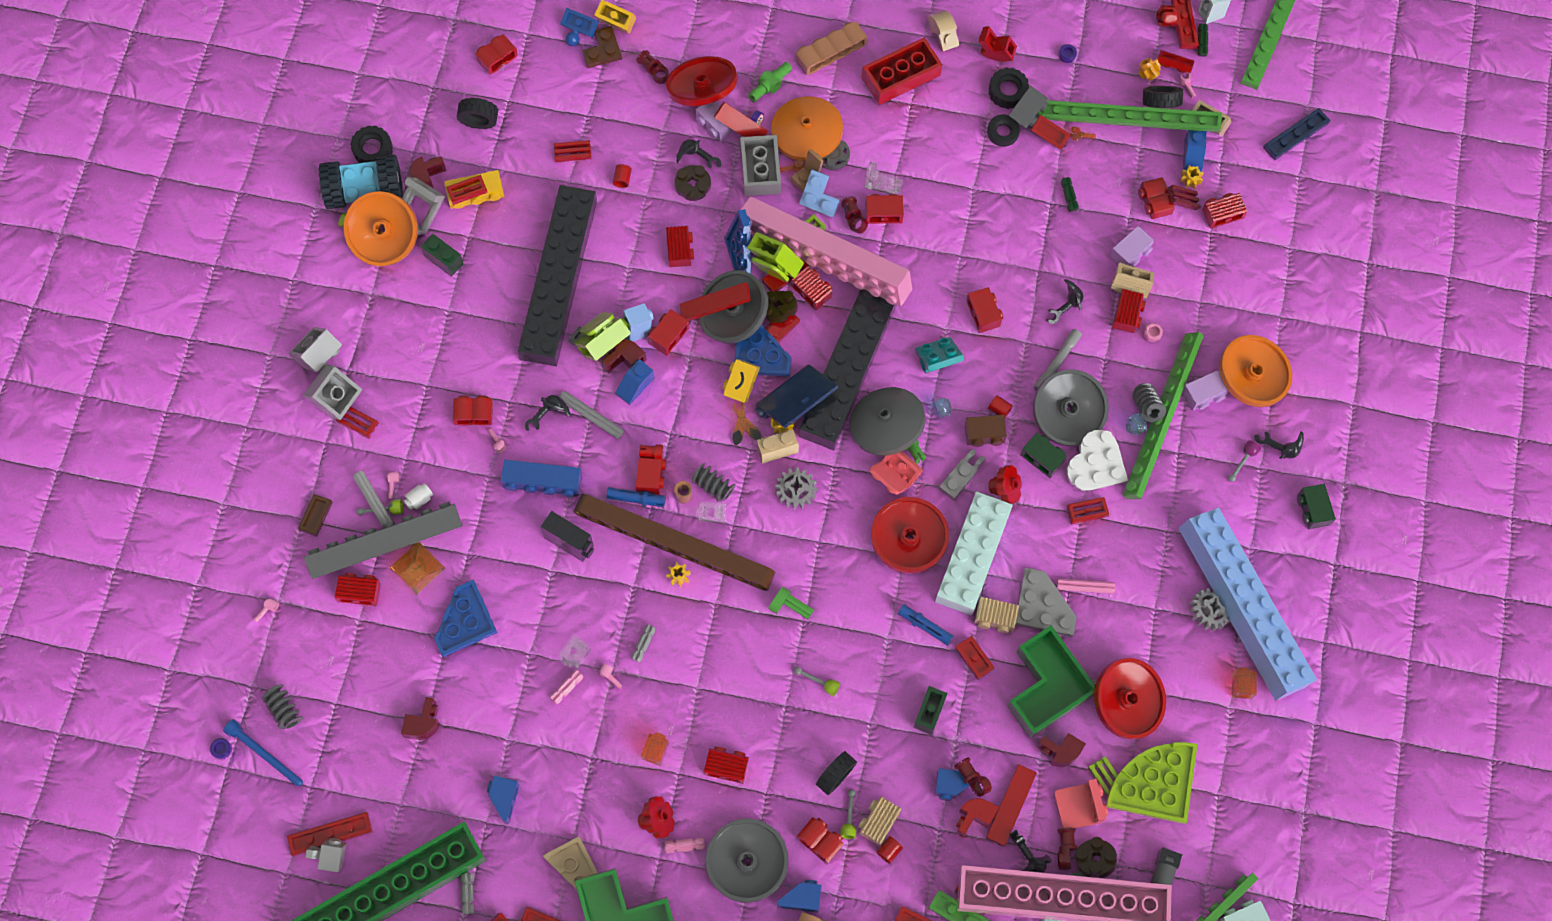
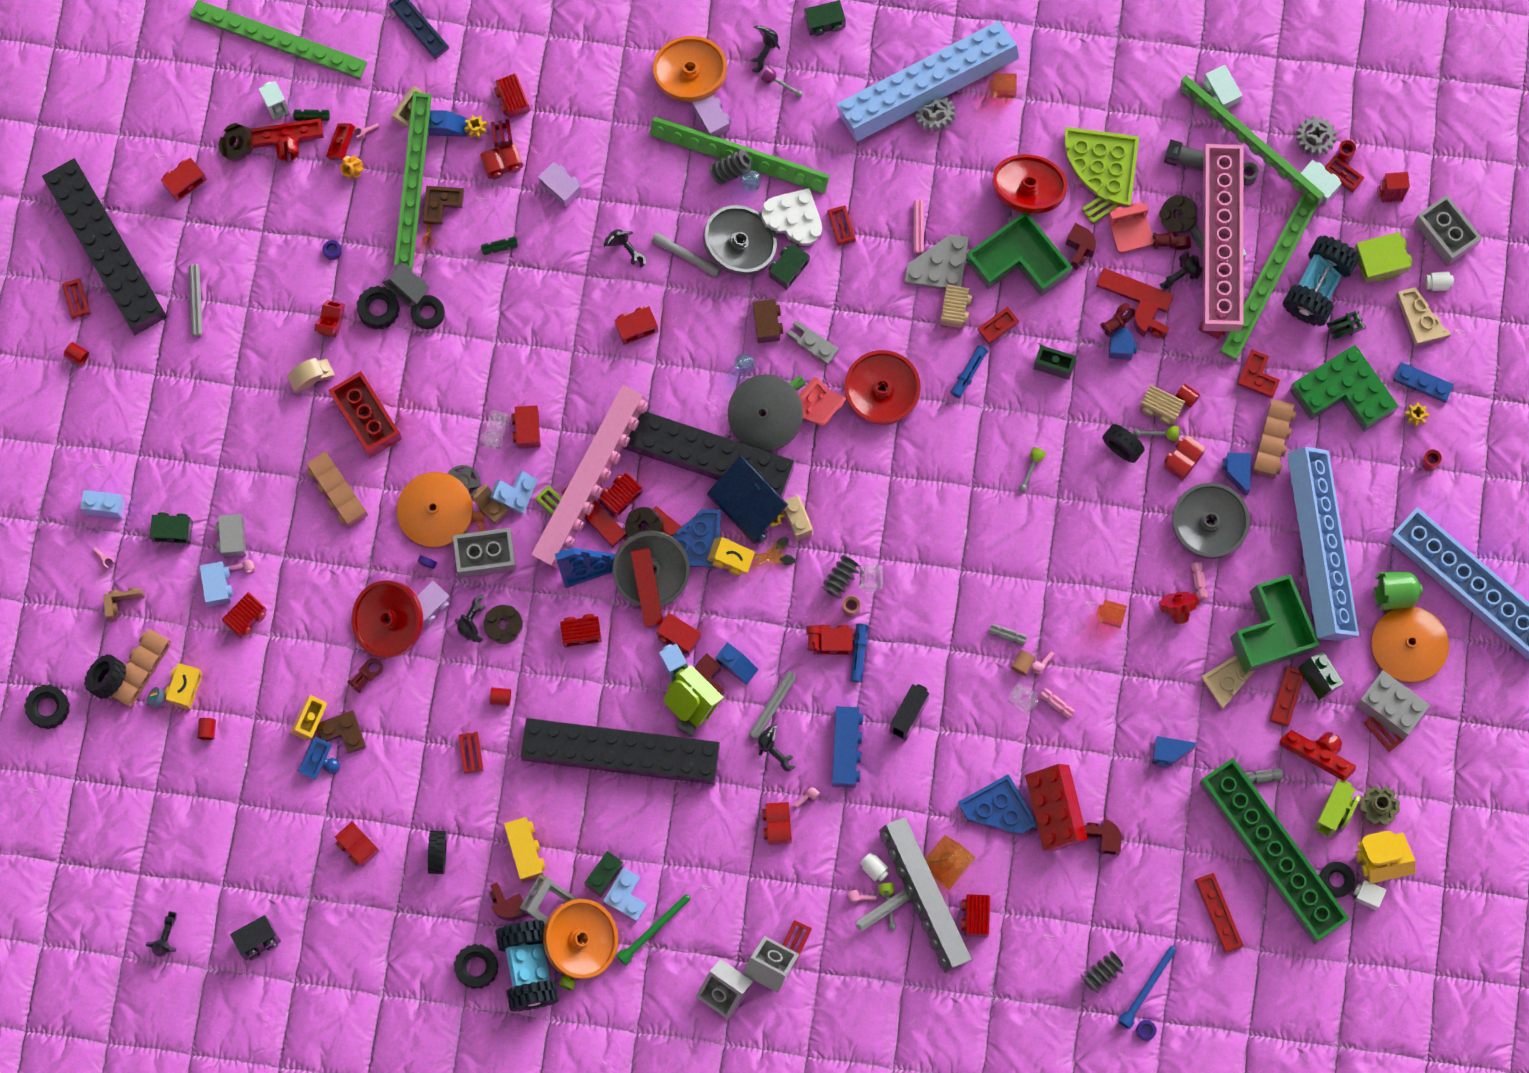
camera: 90 degrees left, 5 degrees up
(269, 604) = (997, 1002): bright pink hand -> none
(315, 515) = (899, 971): reddish brown tile -> none
(330, 855) = (1242, 906): light grey brick -> none
(363, 270) = (626, 955): none -> green piece
(420, 271) = (620, 895): none -> light blue plate
(453, 672) = (1056, 807): none -> red brick
(467, 192) = (537, 867): red tile -> none
(611, 655) = (1023, 662): none -> nougat beam
(674, 542) = (903, 613): reddish brown beam -> none
(677, 569) = (935, 600): yellow gear -> none
(726, 765) = (1122, 546): red brick -> none
(739, 121) = (438, 574): tile -> none
(770, 81) = (380, 551): bright green pin -> none
(774, 257) = (599, 527): lime brick -> none
(796, 605) = (952, 504): bright green piece -> none
(806, 489) = (847, 498): light grey gear -> none
(853, 218) = (535, 457): dark red connector -> none
(938, 354) = (689, 366): teal plate -> none
(973, 553) = (895, 328): light aqua brick -> none
(1000, 406) = (740, 307): red beam -> none
(1006, 484) = (824, 299): red plant -> none
(1051, 132) = (430, 263): red tile -> none
(1117, 141) = (438, 198): none -> reddish brown plate
(1128, 311) = (629, 187): red brick -> none
(1132, 279) = (598, 182): tan brick -> none
(1153, 332) = (651, 165): bright pink tile -> none
(1162, 96) = (396, 155): black tyre -> none

